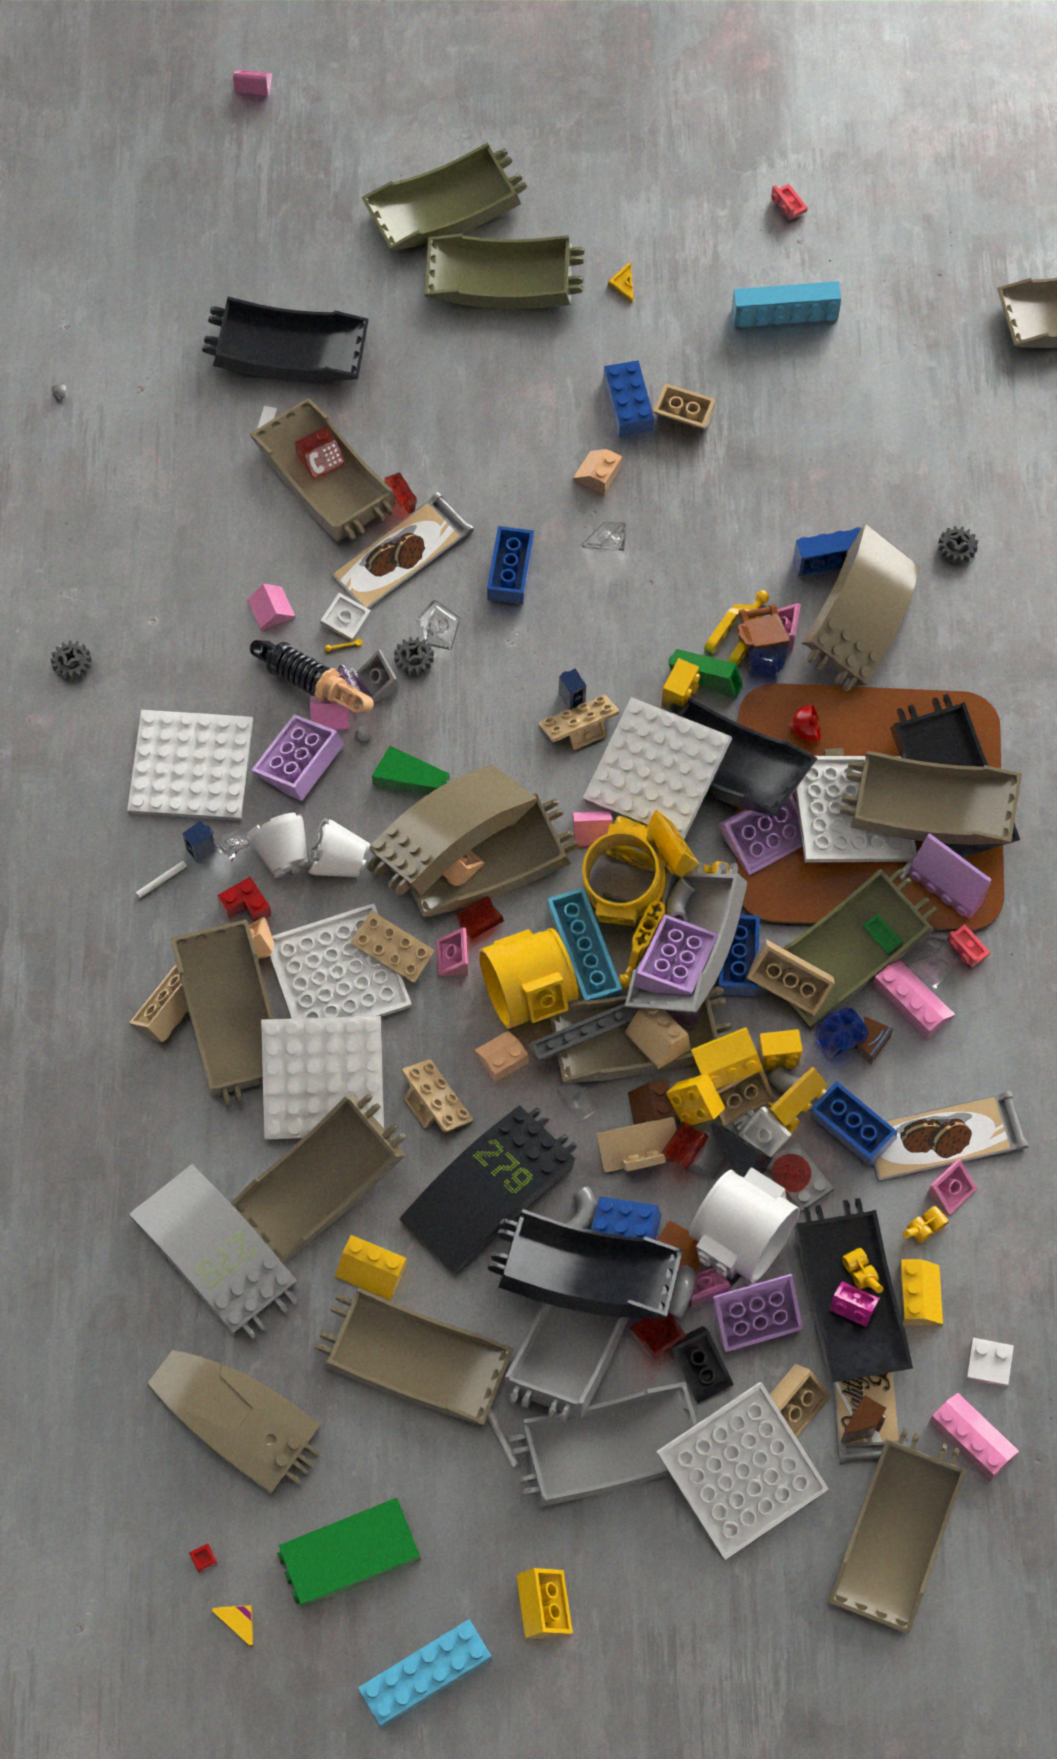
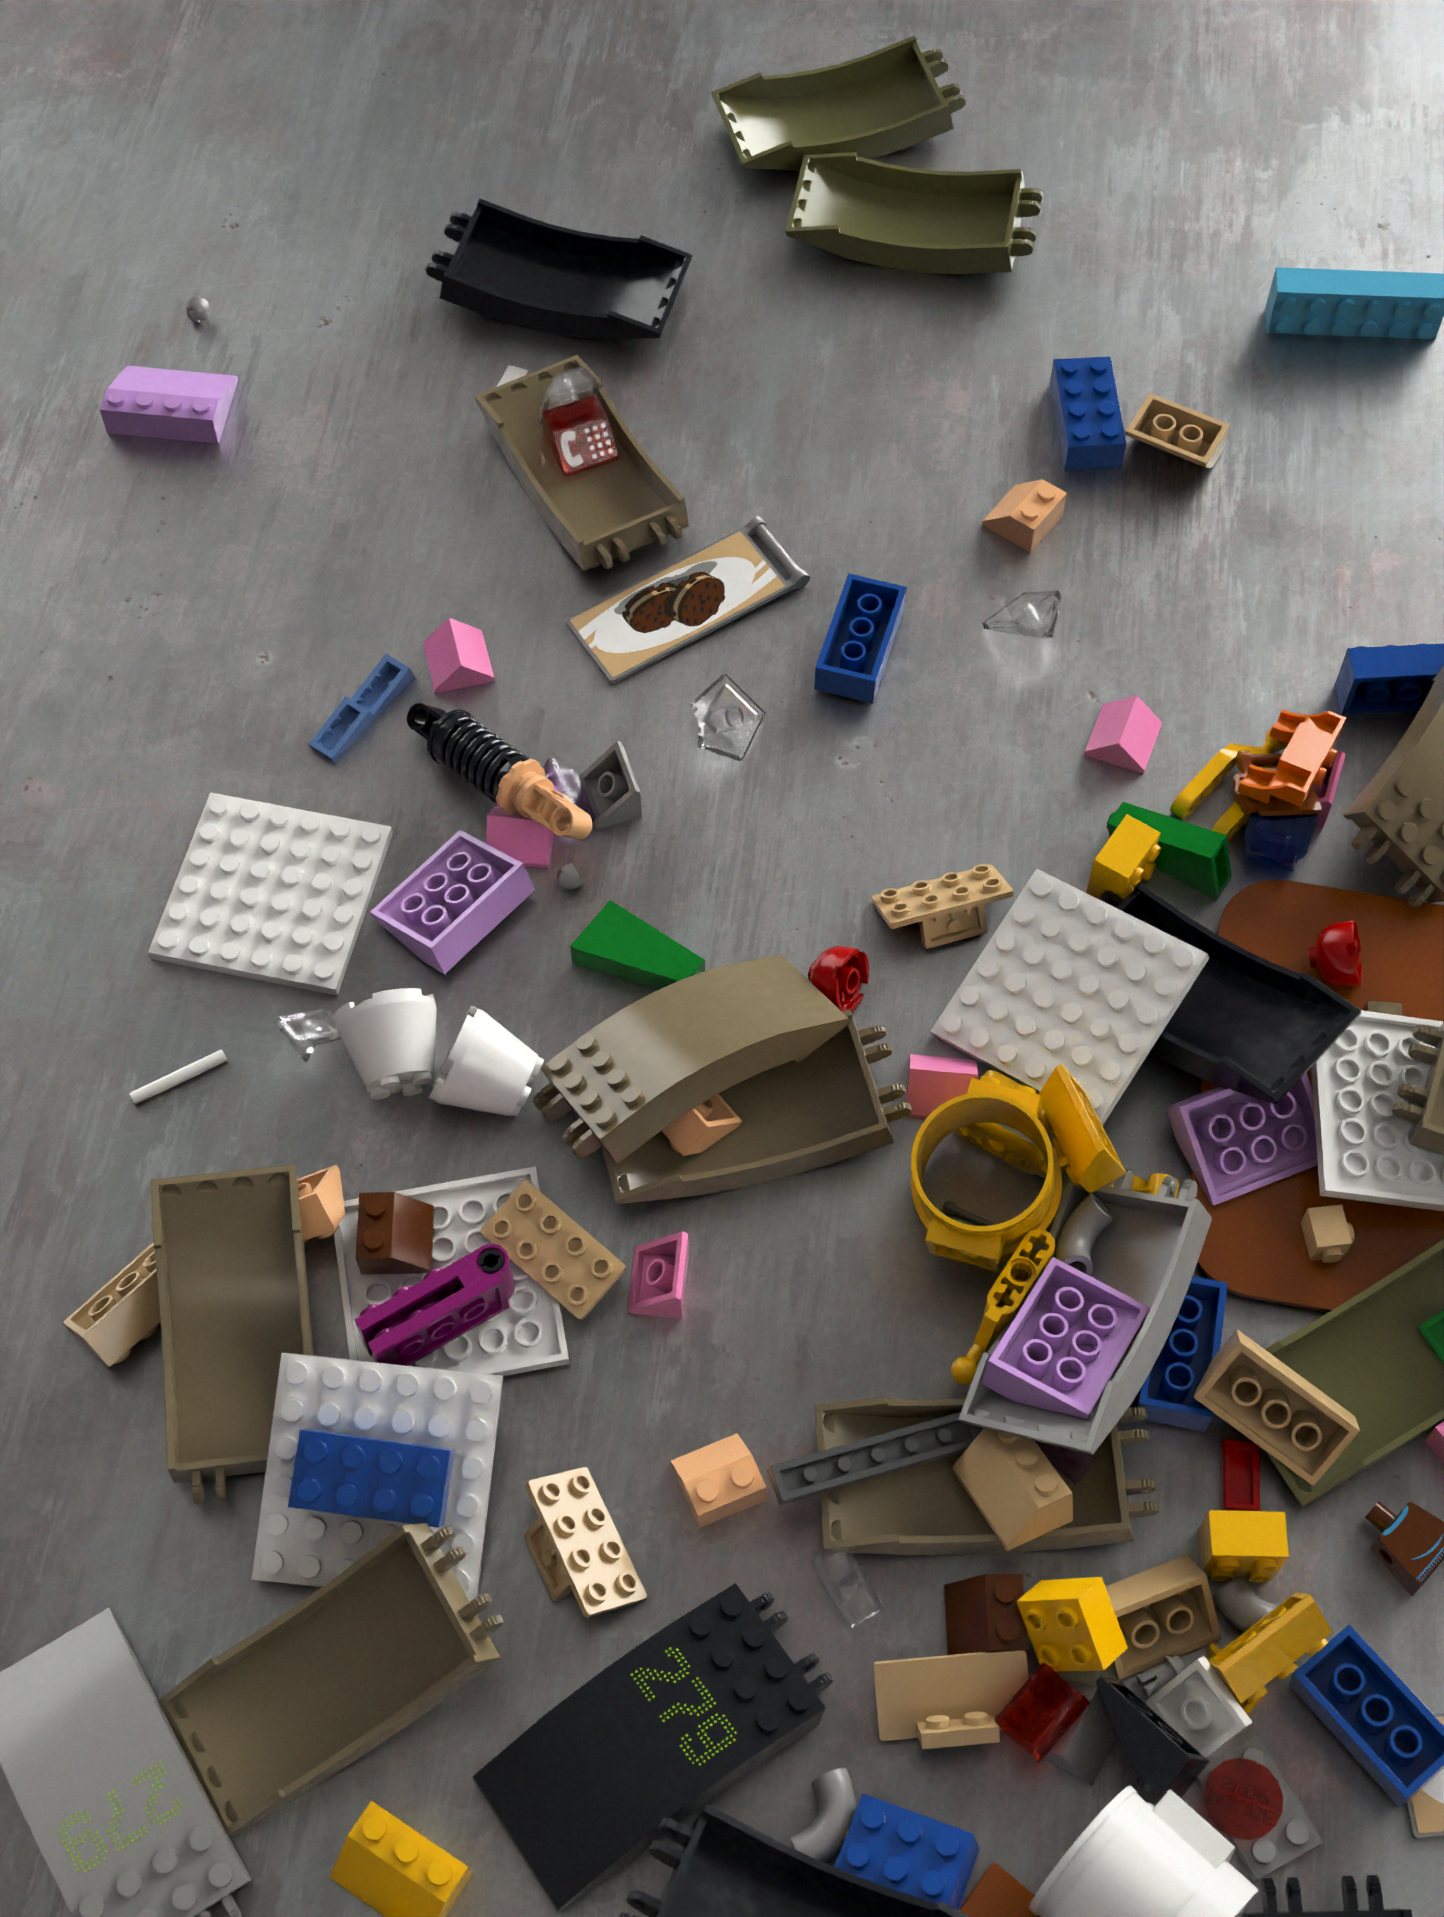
camera: 10 degrees right, 5 degrees down
(56, 459) = (168, 404): none -> lavender slope
(70, 658) = (115, 700): dark grey gear -> none
(199, 841) = (253, 1018): dark blue brick -> none
(220, 645) = (365, 706): none -> medium blue slope
(244, 897) = (309, 1126): red brick -> none
(304, 950) = (394, 1234): none -> reddish brown slope
(307, 424) = (567, 388): none -> clear slope
(321, 1076) = (371, 1478): none -> blue brick
(338, 985) = (438, 1307): none -> magenta hinge
(345, 617) = (575, 688): white plate -> none
(358, 642) = (589, 731): yellow hinge -> none
(402, 492) = (701, 508): clear red bracket -> none
(414, 656) = (677, 762): dark grey gear -> none
(479, 918) = (717, 1217): clear red bracket -> none
(527, 772) = (839, 975): none -> red cylinder
(528, 976) = (787, 1340): yellow cylinder -> none
(572, 688) = (936, 844): dark blue brick -> none
(584, 944) = (898, 1297): medium azure brick -> none
(622, 282) = (1098, 252): yellow tile -> none
(673, 605) = (1124, 734): none -> bright pink slope
(728, 1058) = (1143, 1551): yellow slope -> none
(776, 612) = (1302, 762): none -> orange bracket
(776, 1014) = (1240, 1475): none -> red tile
(788, 201) = (1369, 167): coral bracket -> none
(811, 882) = (1327, 1233): none -> tan brick
(841, 1031) = (1363, 1526): clear blue piece -> none

